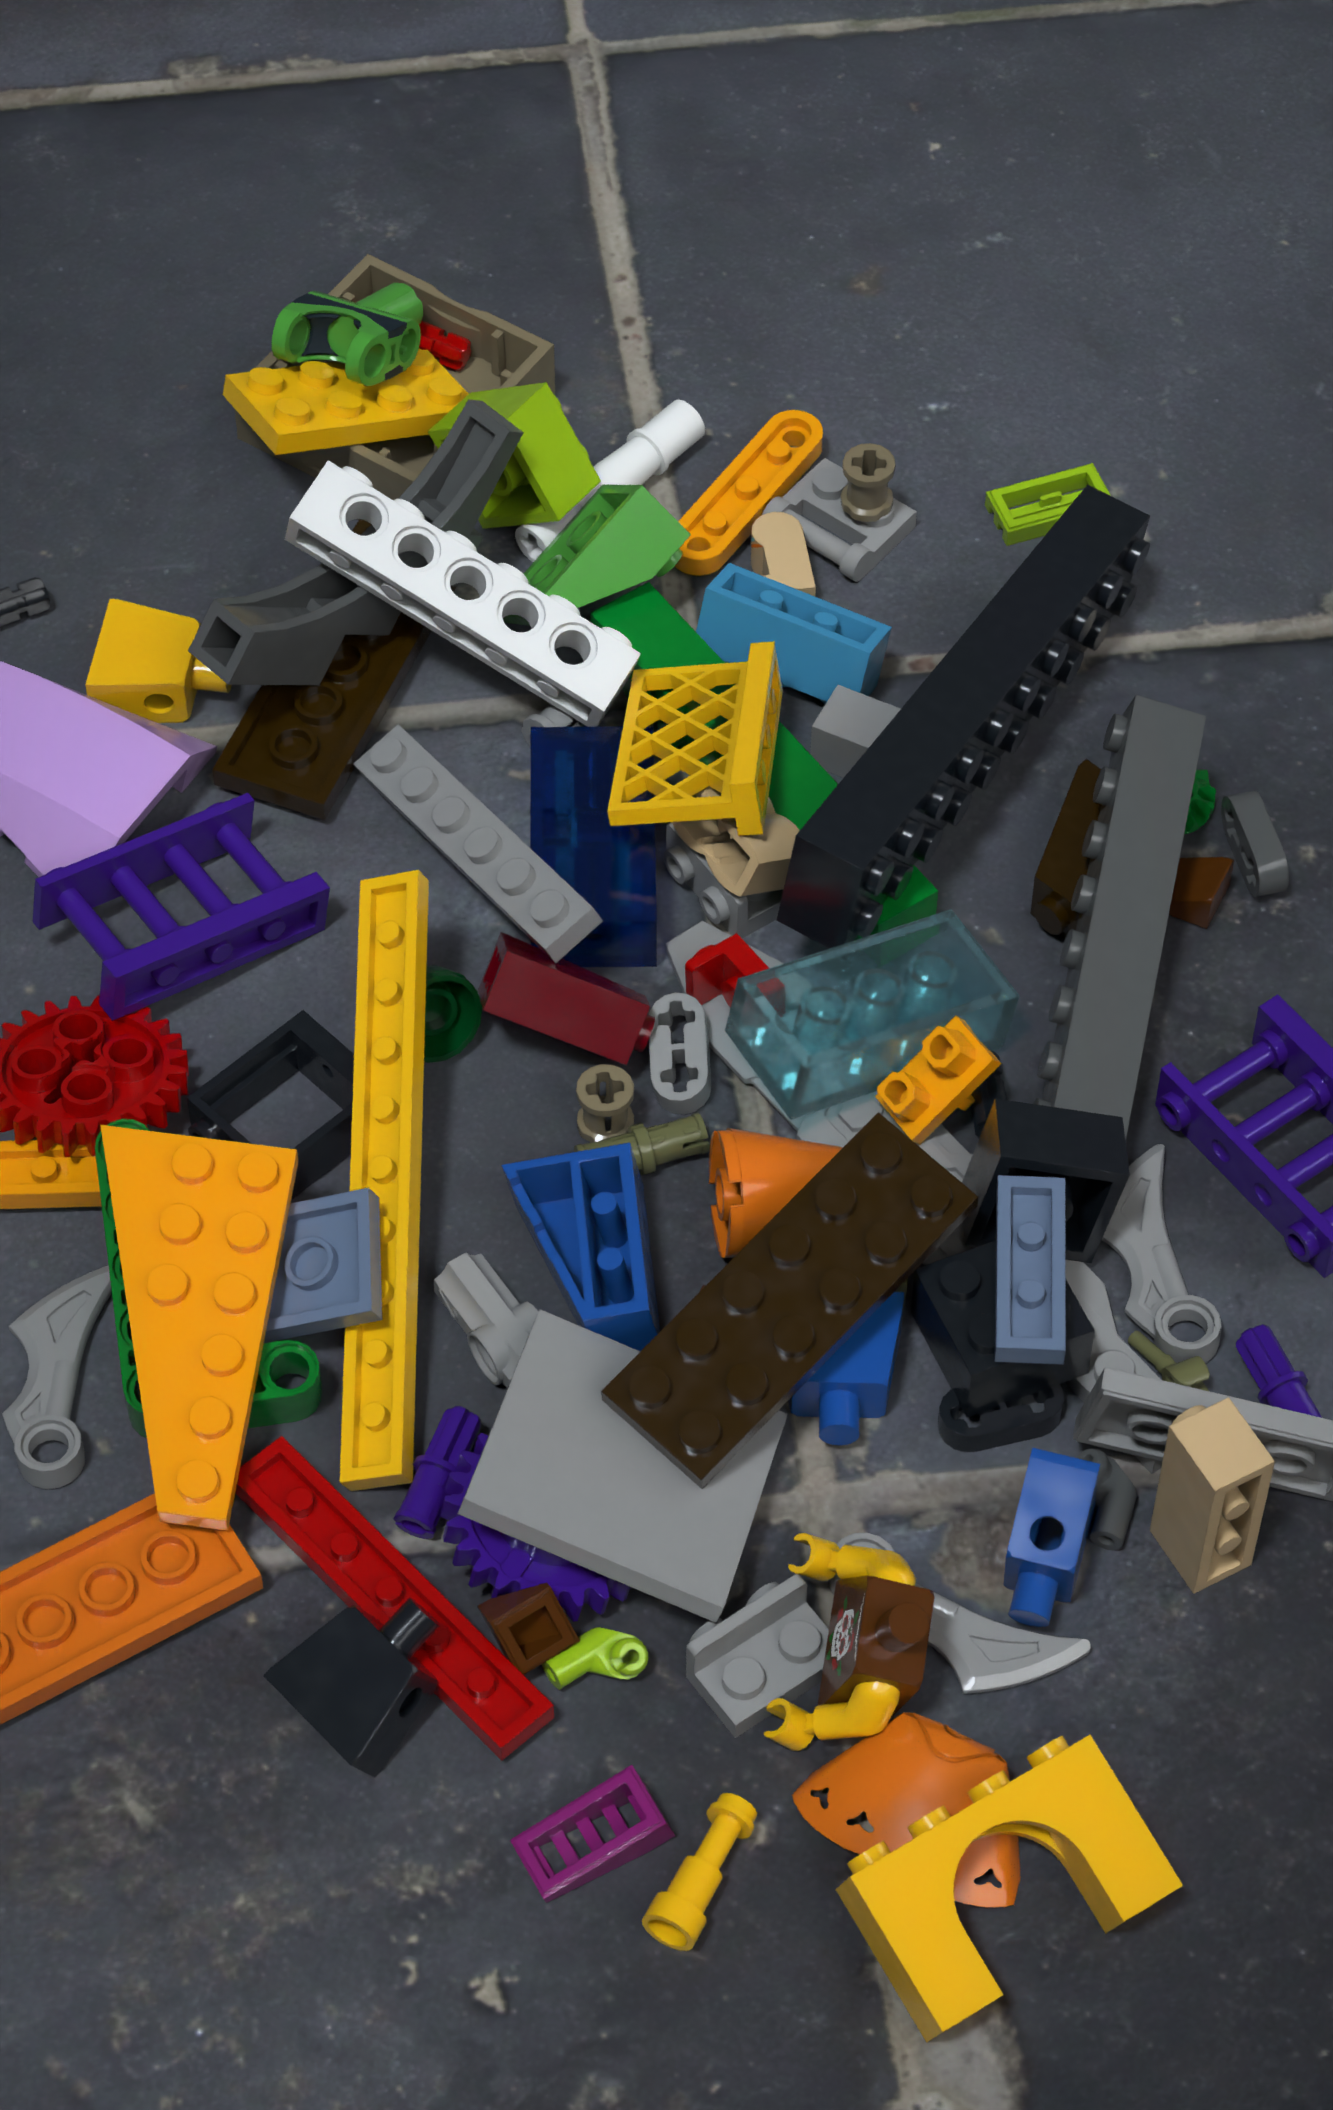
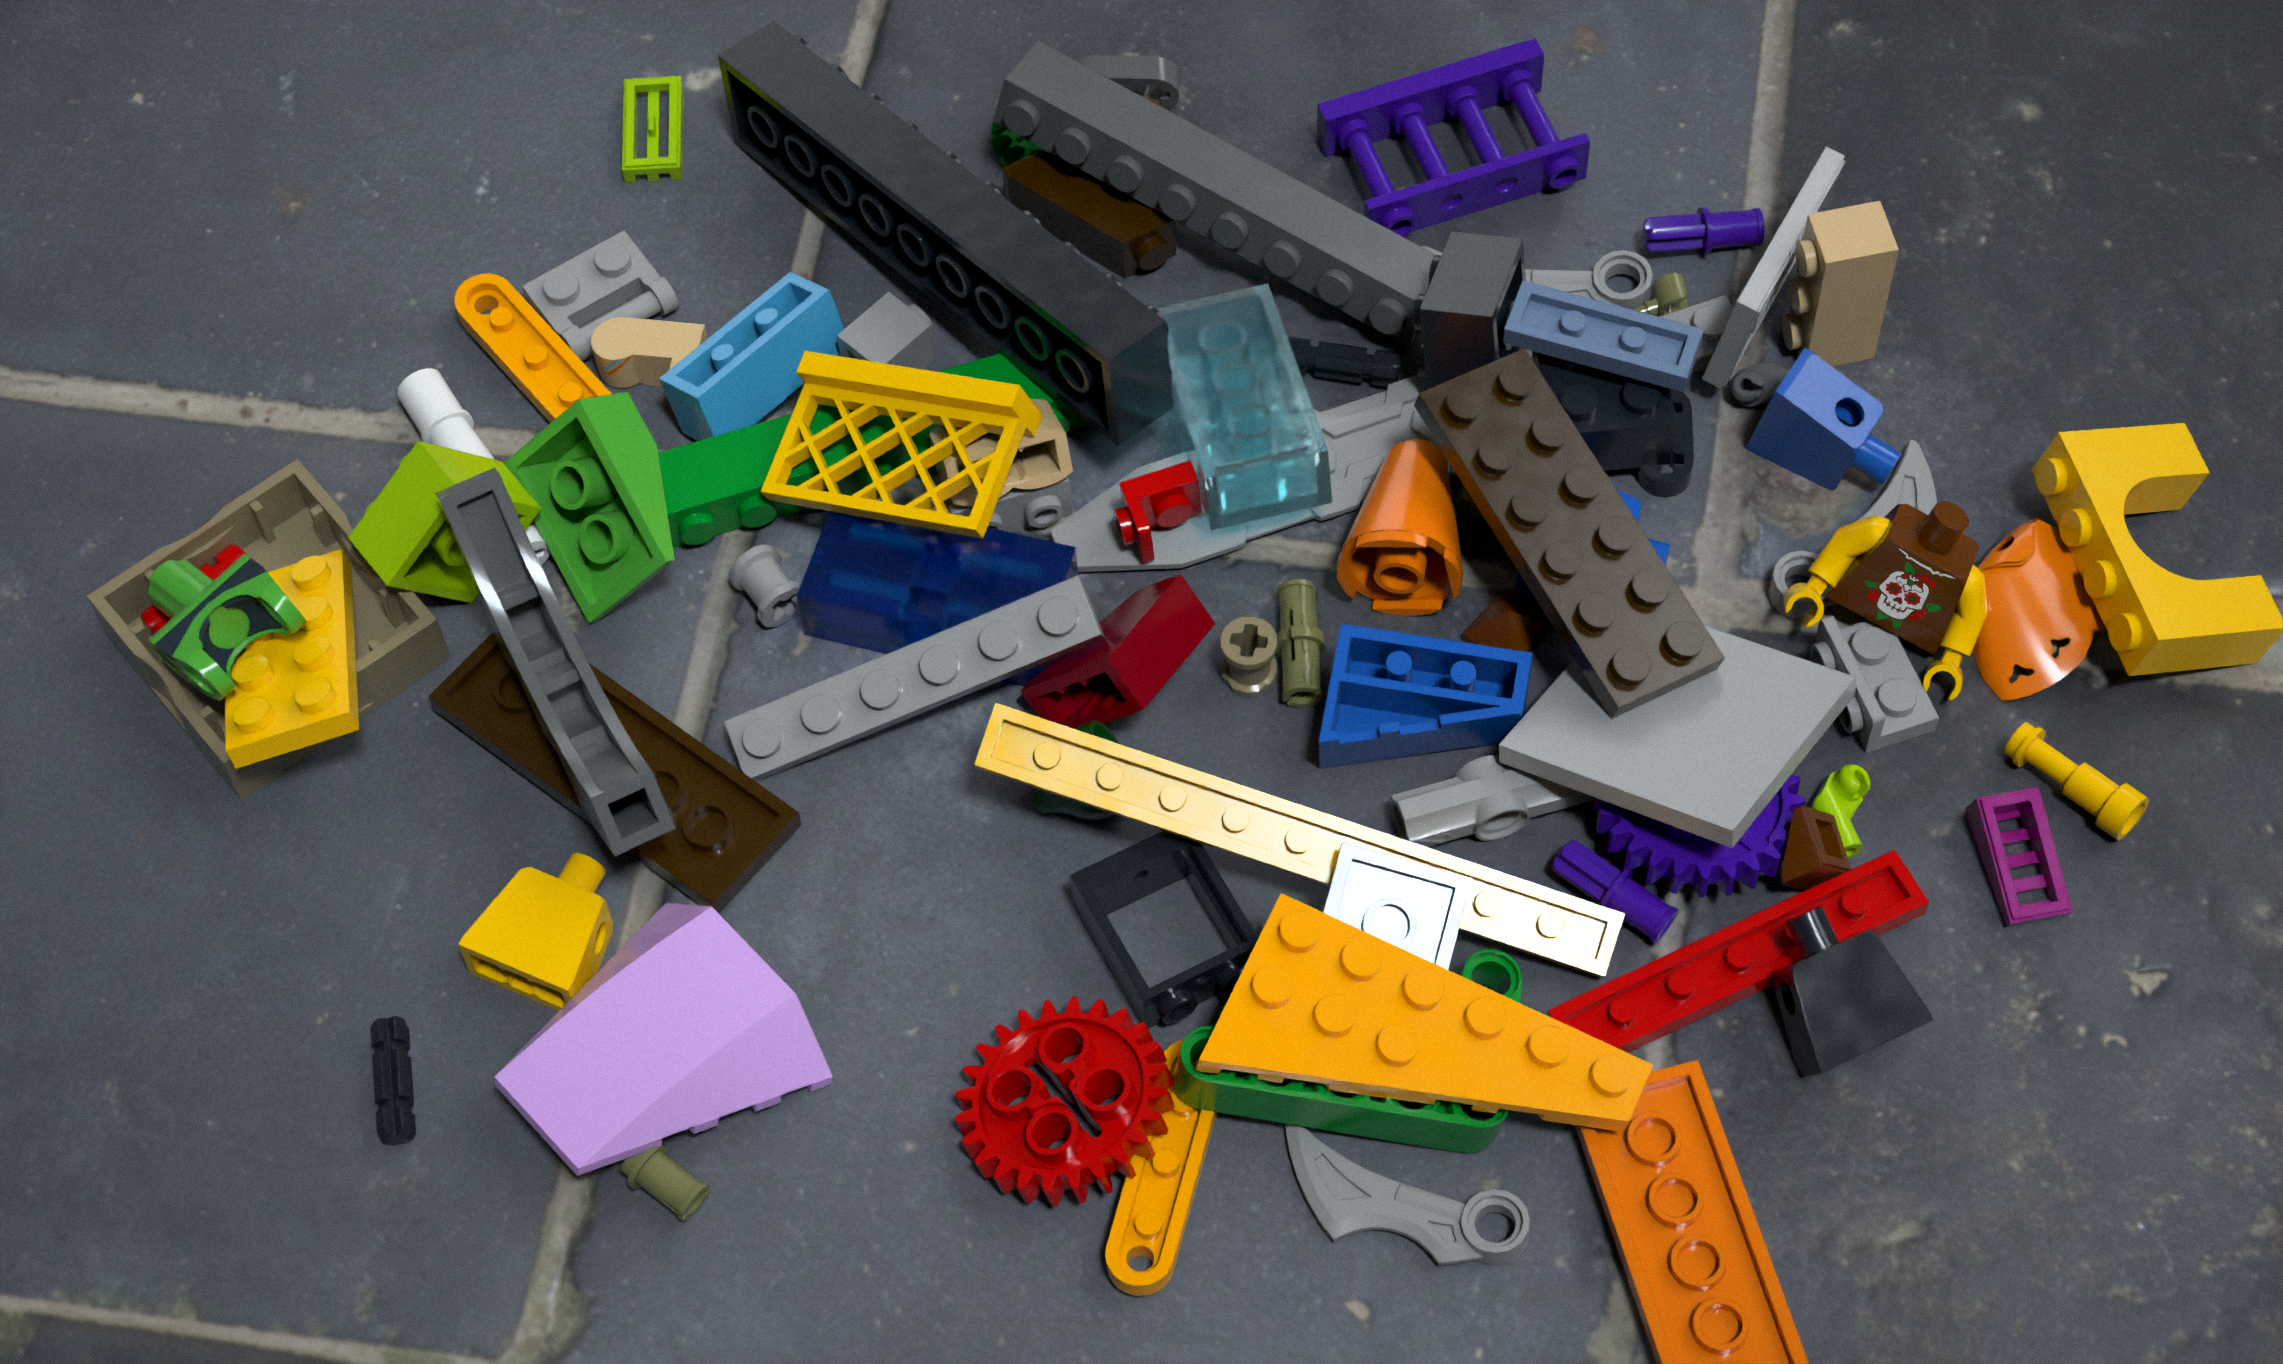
camera: 70 degrees left, 5 degrees up
(181, 953) = (951, 970): dark purple fence -> none
(473, 625) = (684, 573): white brick -> none
(692, 1052) = (1208, 577): light grey beam -> none
(868, 473) = (590, 238): dark tan bush -> none
(937, 1079) = (1331, 373): light orange hips -> none

